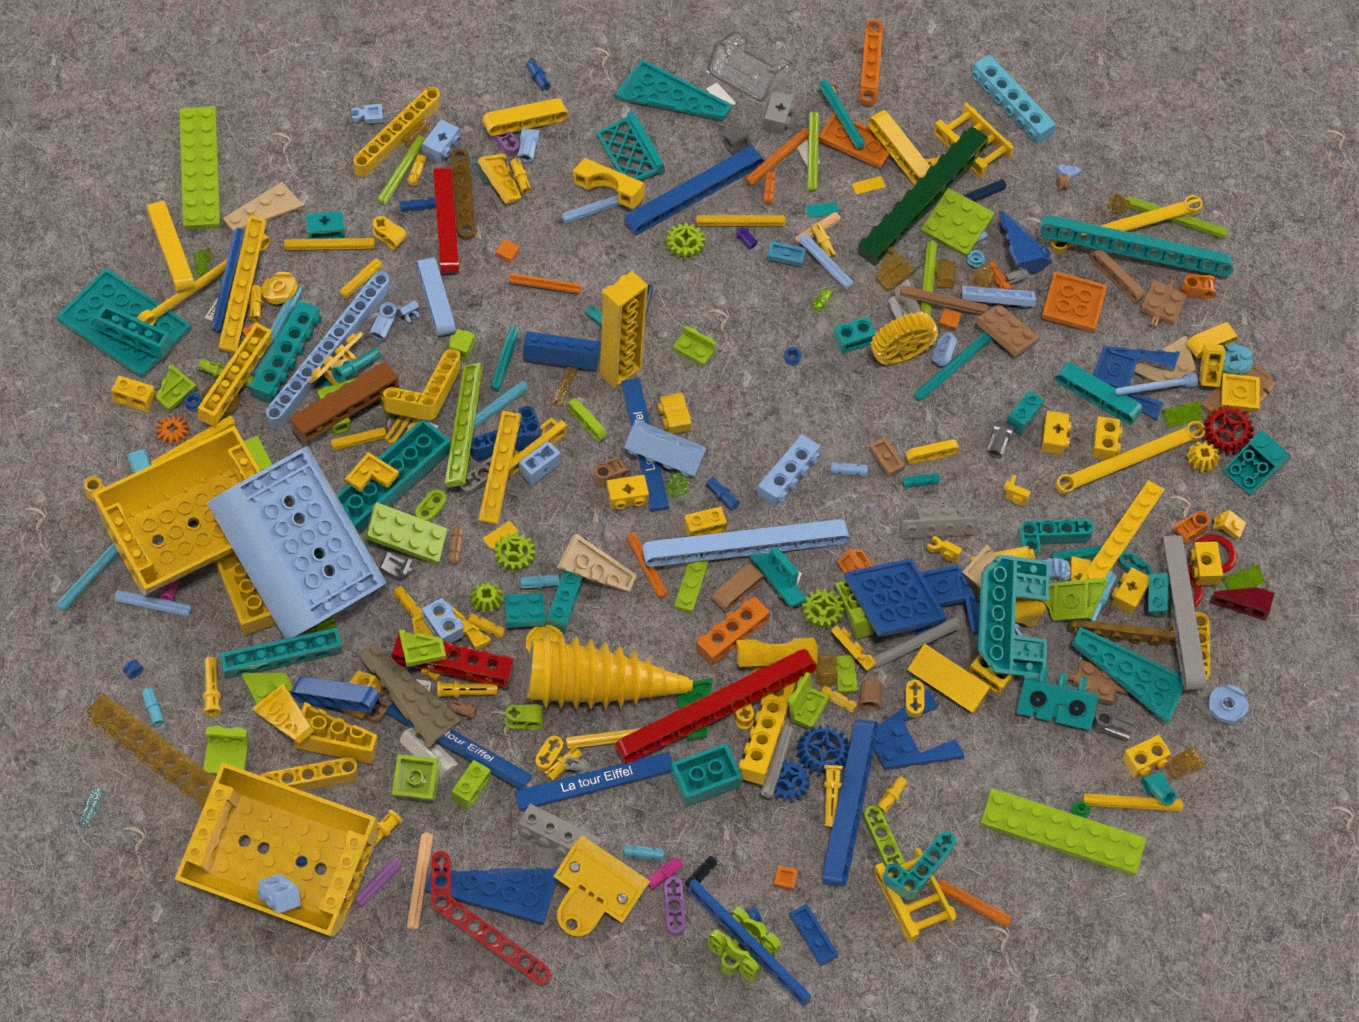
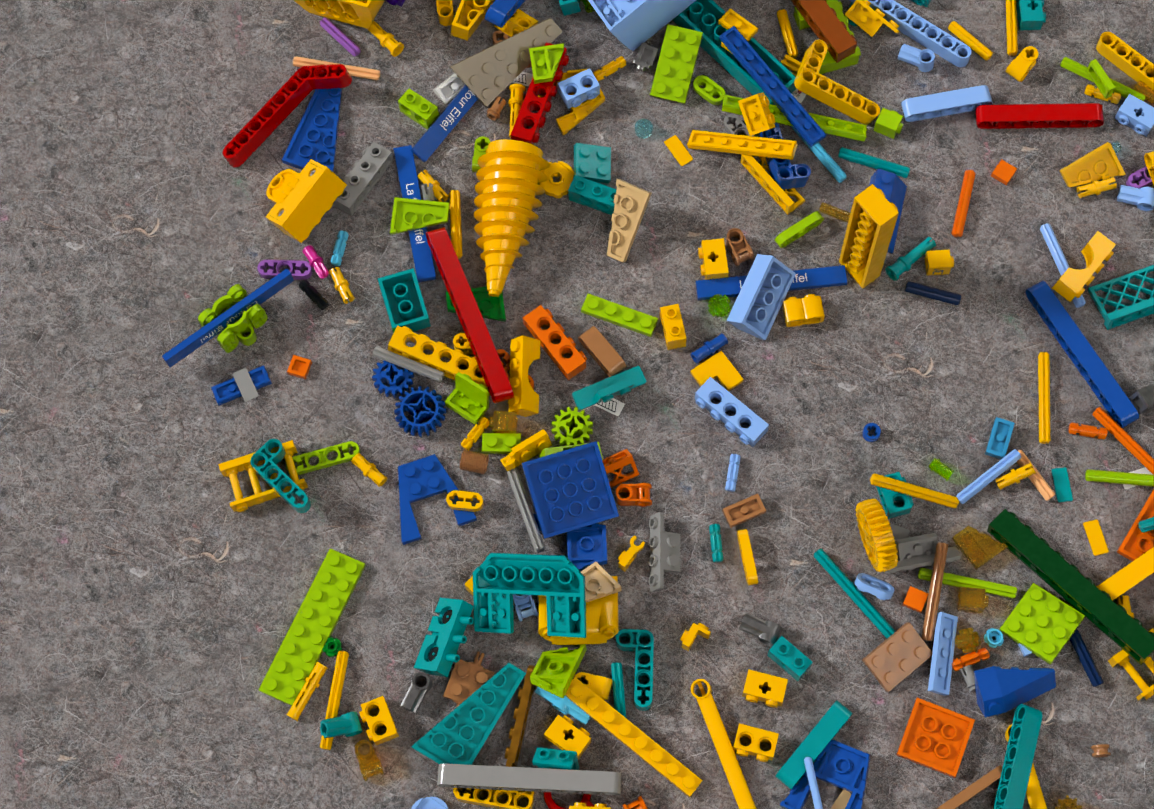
camera: 105 degrees right, 10 degrees up
(351, 367) = (859, 22): teal pin -> none
(407, 165) = (1100, 78): none -> lime tile
(408, 309) = (931, 77): light blue tile -> none
(416, 778) = (427, 63): lime brick -> none
(417, 204) = (1059, 90): blue axle -> none
(435, 438) = (772, 86): none -> blue tile
(455, 547) = (666, 110): medium nougat axle -> none
(463, 194) = (1074, 135): pearl gold plate -> none
(471, 449) = (757, 113): none -> yellow bracket
(478, 567) = (643, 128): none -> clear light blue tile
(480, 599) = (612, 128): lime gear -> none
(487, 626) = (580, 131): yellow axle -> none
(514, 552) = (654, 157): lime gear -> none
(539, 463) = (747, 181): light blue brick -> none
(539, 581) = (622, 170): medium azure axle -> none
(545, 751) = (448, 173): yellow beam -> none
(601, 775) = (417, 214): none -> lime wing
(650, 572) = (634, 273): orange axle -> none
(676, 240) = (1009, 344): lime gear -> none
(688, 844) = (341, 285): none -> yellow pin
(695, 346) = (882, 338): lime bracket -> none
(741, 486) = (718, 367): none -> yellow tile
(743, 234) = (1021, 400): dark purple pin -> none
(745, 542) = (647, 362): light blue beam -> none
(754, 913) = (264, 333): blue bush -> none
(814, 927) = (245, 384): none -> light grey sticker
(832, 781) = (377, 410): yellow pin -> none
(850, 803) = (362, 428): blue beam -> none
(853, 313) = (914, 491): none -> yellow axle
(884, 548) = (635, 494): none -> orange piece
(949, 678) = (485, 537): yellow brick -> none
(975, 903) = (250, 531): orange axle -> none
(1059, 570) = (593, 657): light blue gear -> none
(1071, 171) = (1118, 761): light blue tile -> none
(1128, 826) = (307, 690): none -> yellow pin
(1136, 563) = (596, 746): teal beam -> none

